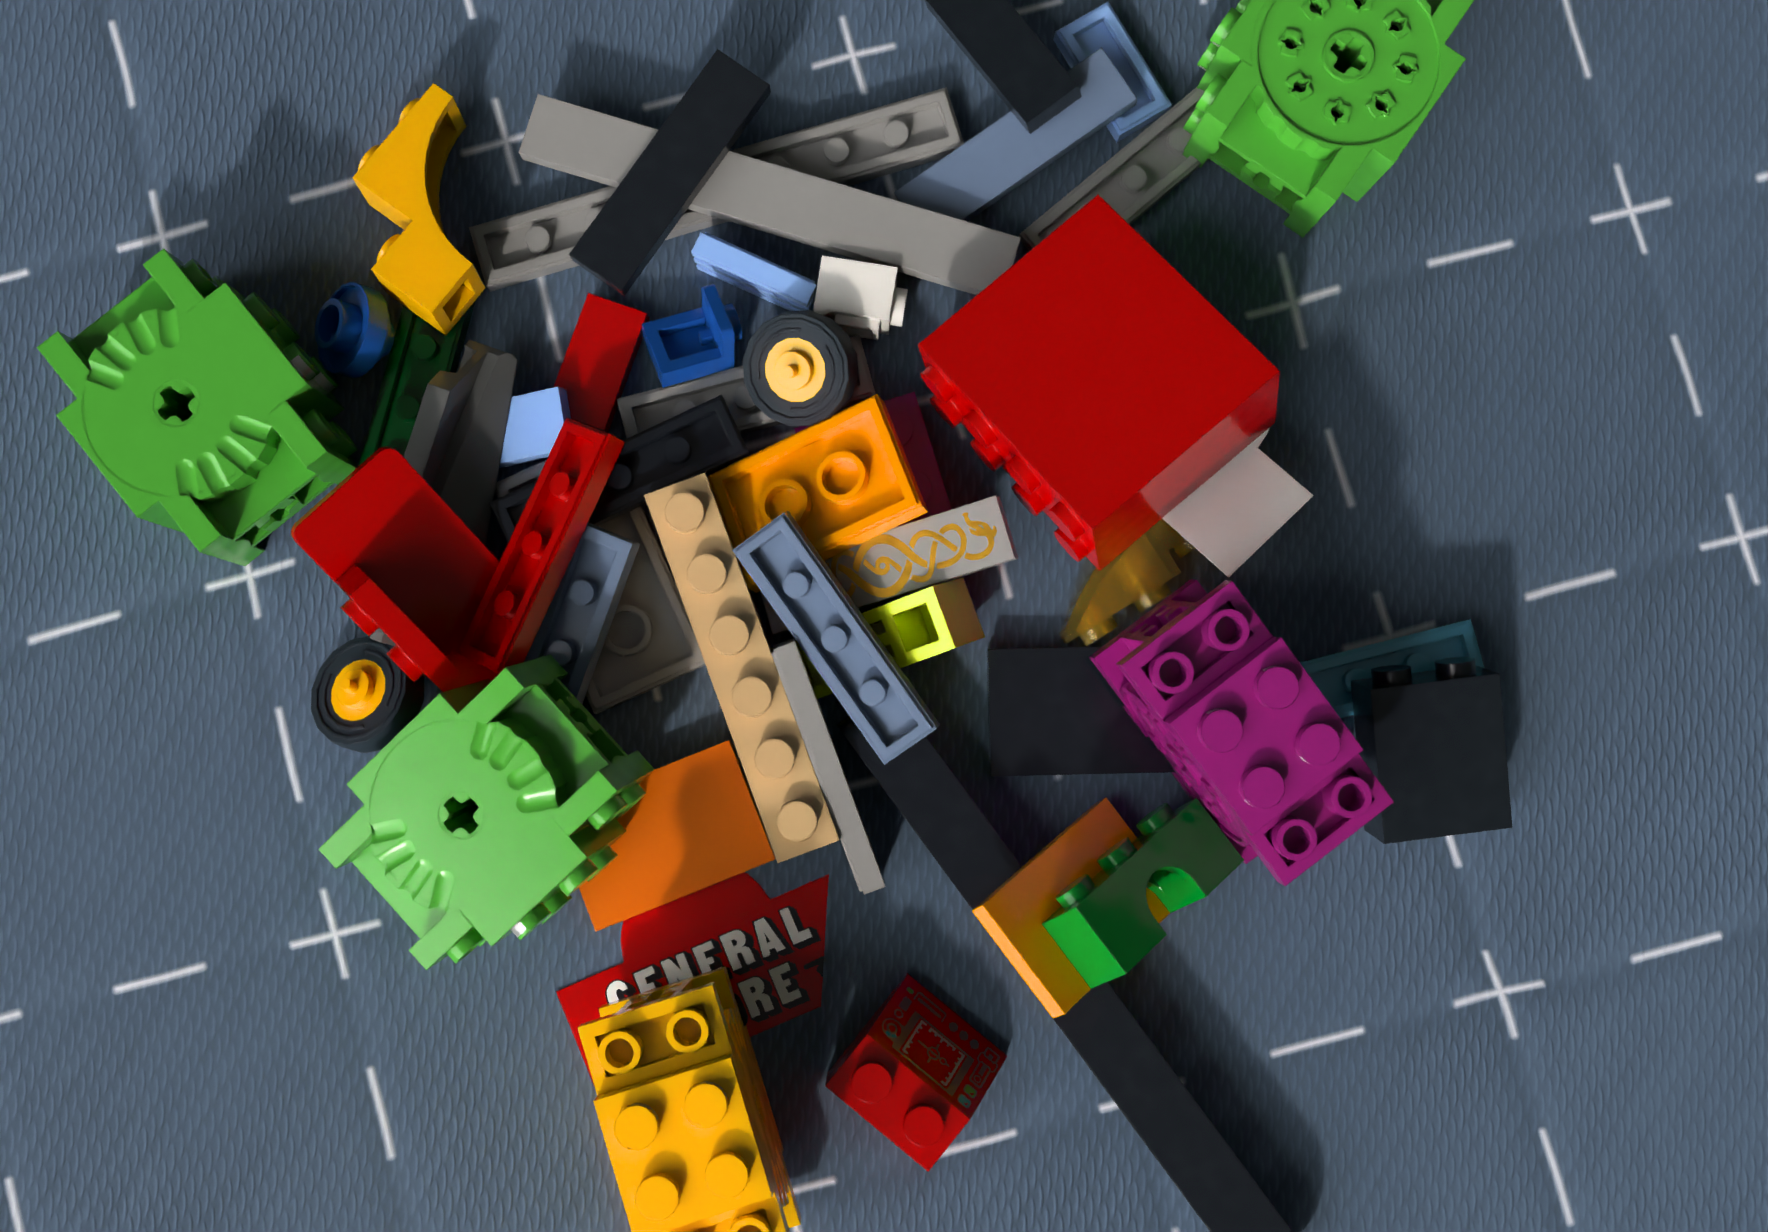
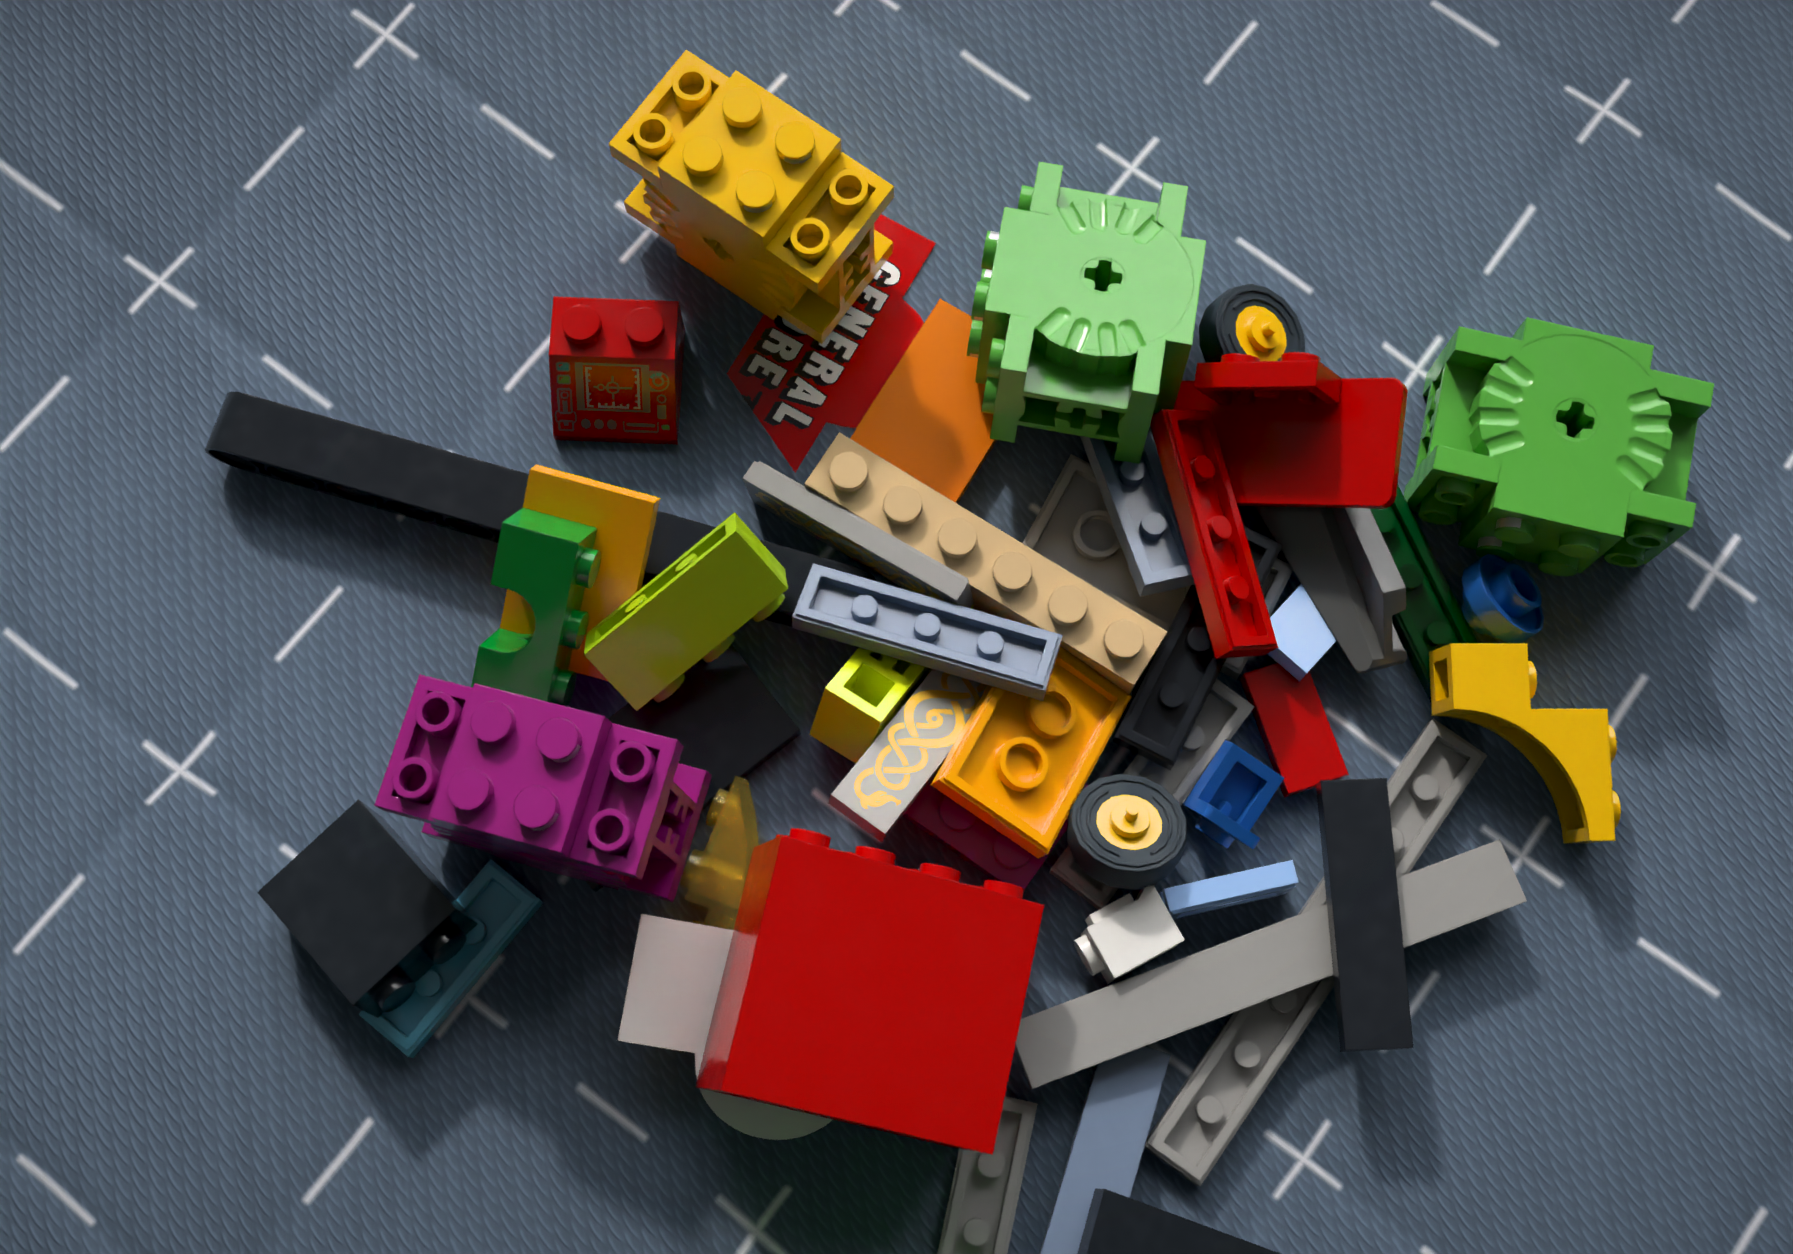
camera: 145 degrees right, 10 degrees down
(1017, 798) = (687, 613): none -> lime brick

